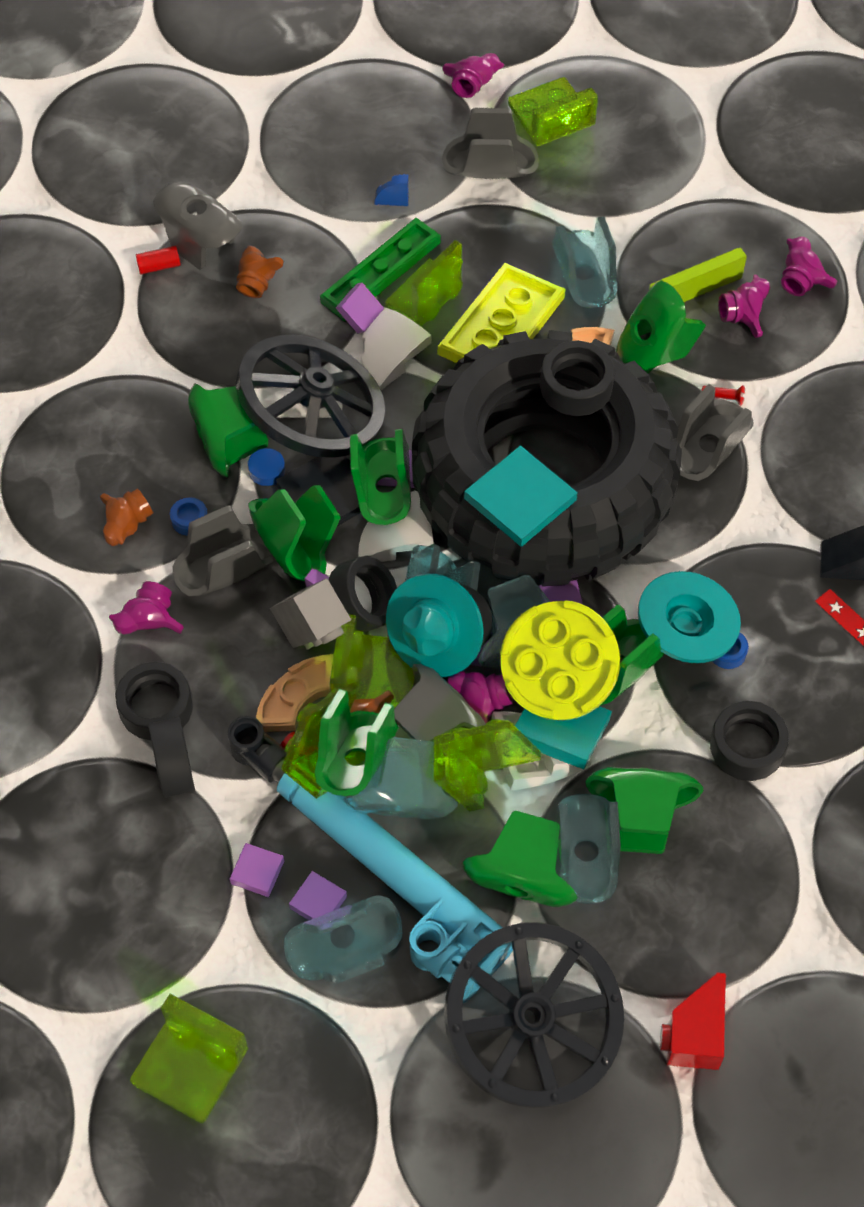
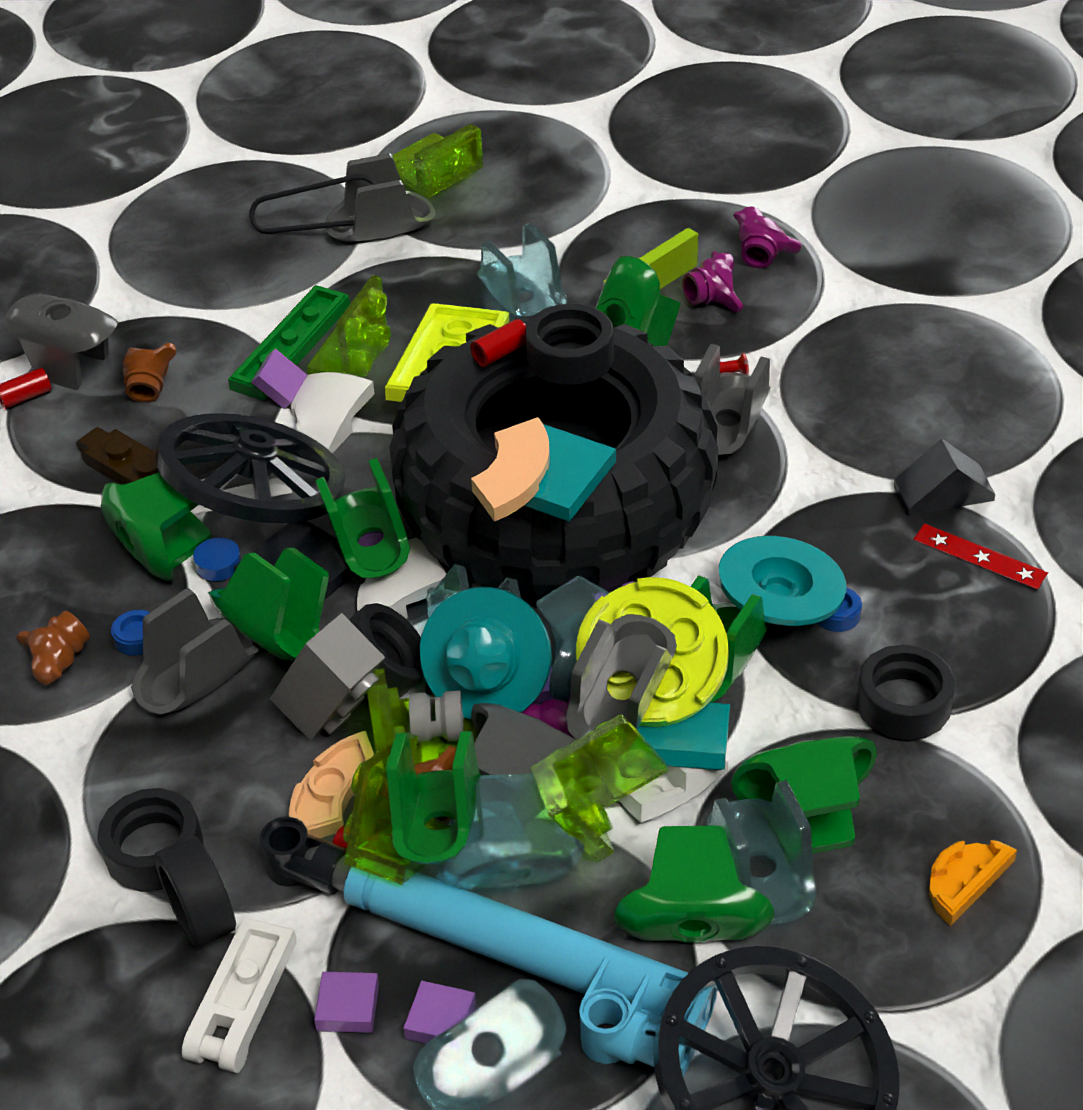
camera: 15 degrees left, 15 degrees down
(146, 611) = (112, 742): magenta animal -> none
(184, 842) = (239, 994): none -> white plate
(216, 350) = (117, 455): none -> dark brown hinge
(385, 663) = (447, 711): none -> light grey wheel
(394, 192) = (281, 267): blue tile -> none
(434, 120) = (304, 189): none -> black piece
(472, 73) = (332, 149): magenta animal -> none
(493, 494) = (516, 471): none -> light nougat tile
(522, 360) = (499, 343): none -> red piece
(541, 653) = (630, 646): none -> dark grey piece
(697, 1028) = (988, 1026): red slope -> none
(733, 903) = (965, 874): none -> light orange tile

